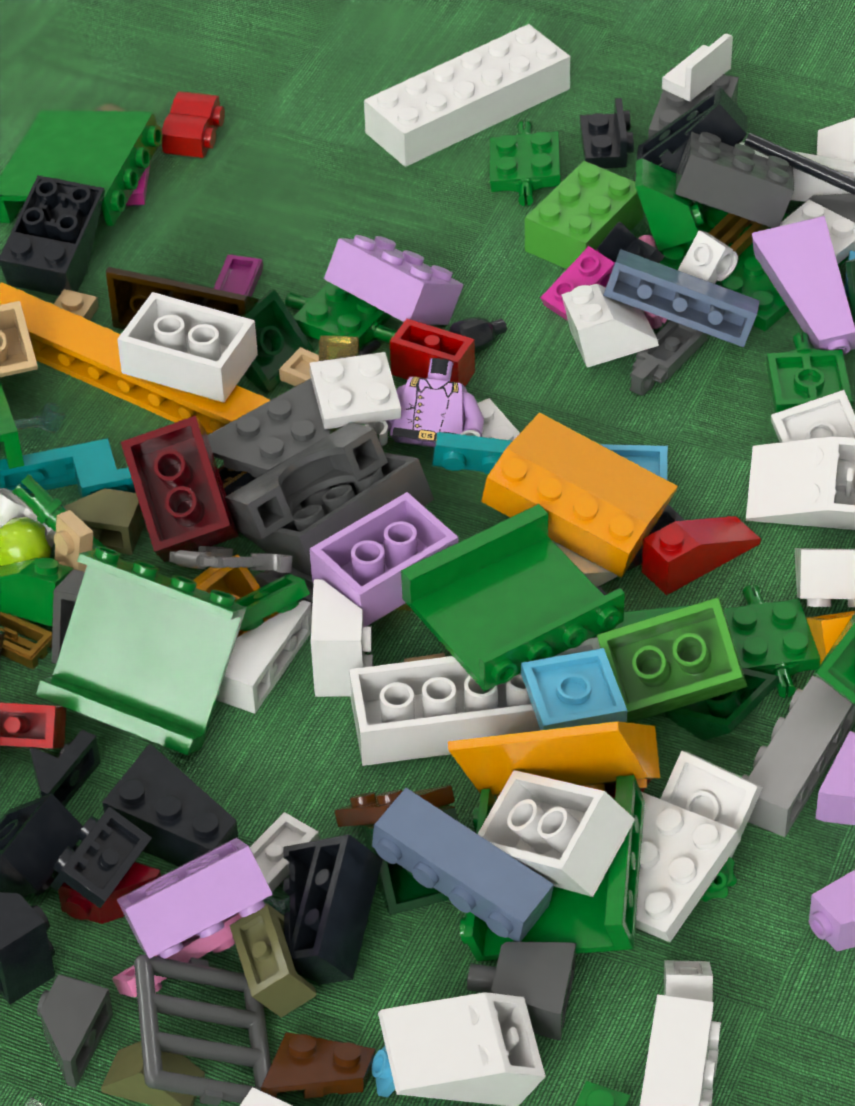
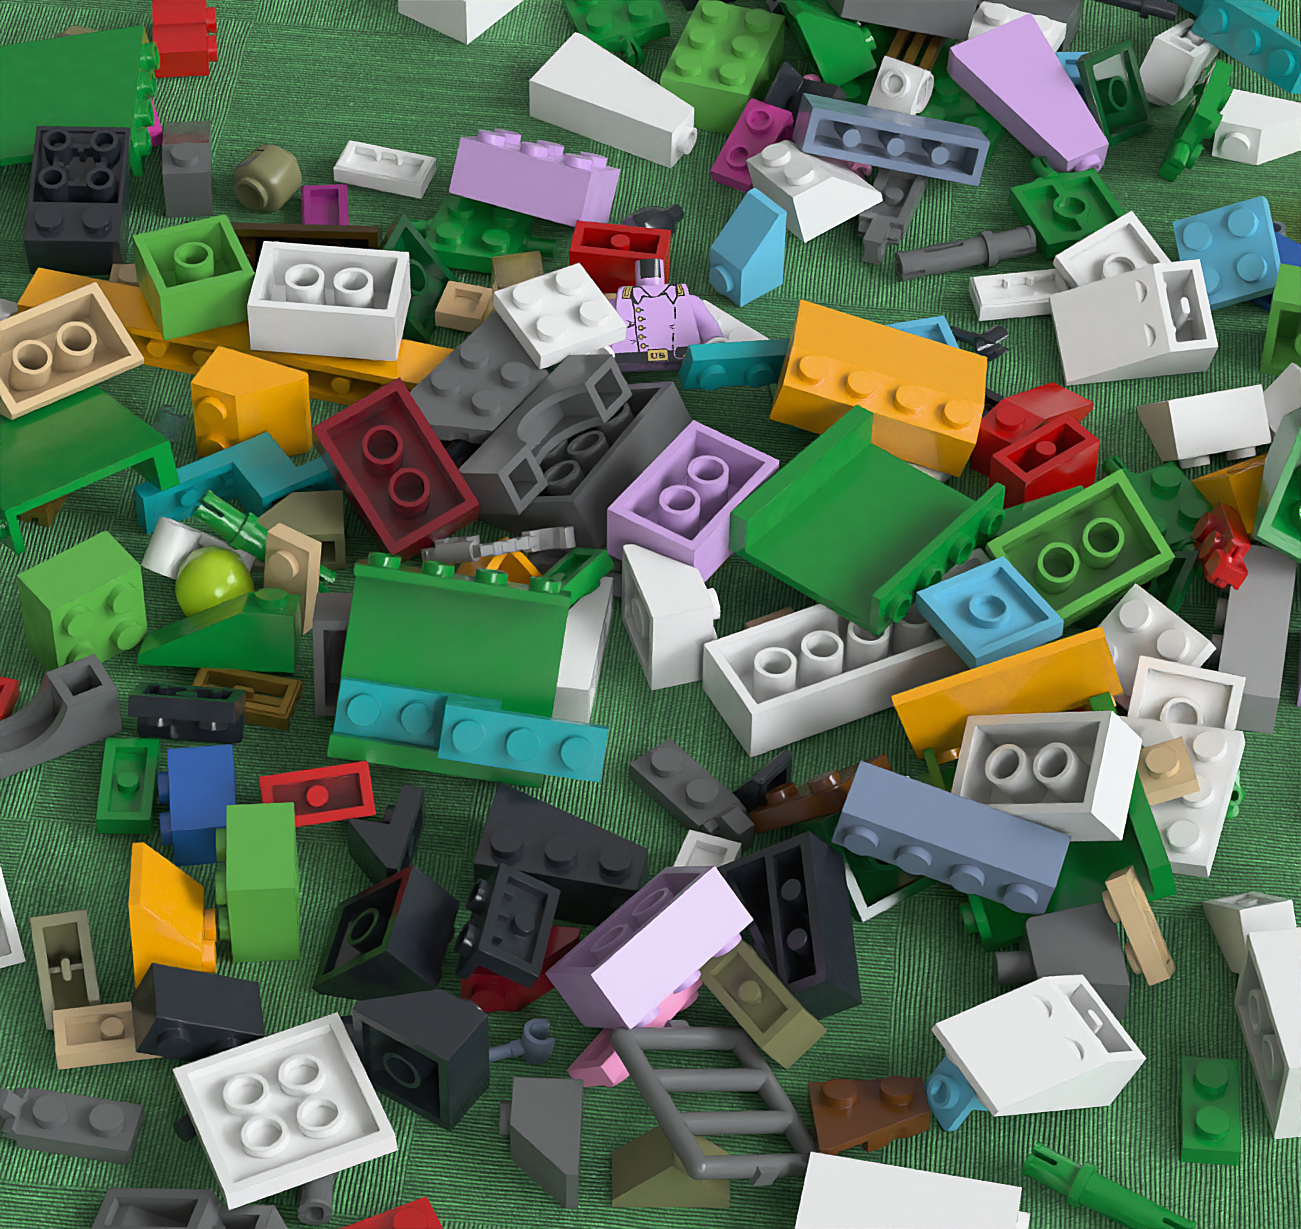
camera: 20 degrees left, 0 degrees up
(95, 308) = (193, 276): none -> bright green brick
(96, 952) = (531, 1045): none -> sand blue hand
(99, 409) = (247, 396): none -> light orange slope
(144, 698) = (471, 729): none -> teal bracket
(150, 225) = (187, 169): none -> dark grey slope
(203, 244) = (267, 178): none -> olive head
(294, 252) = (384, 169): none -> white plate
(304, 785) = (691, 794): none -> dark grey hinge
(366, 782) = (769, 776): none -> black slope
(486, 230) = (611, 103): none -> white slope
(534, 367) = (749, 250): none -> medium azure slope
(590, 967) = (1147, 947): none -> tan plate
(660, 848) = (1166, 771): none -> tan plate
(687, 579) = (1046, 462): none -> red brick
(695, 475) = (984, 344): none -> black hand
(704, 732) = (1152, 630): none -> white plate
(711, 399) = (983, 249): none -> dark grey pin
(733, 438) = (1015, 293): none -> white plate
(794, 675) = (1222, 546): none -> red hinge

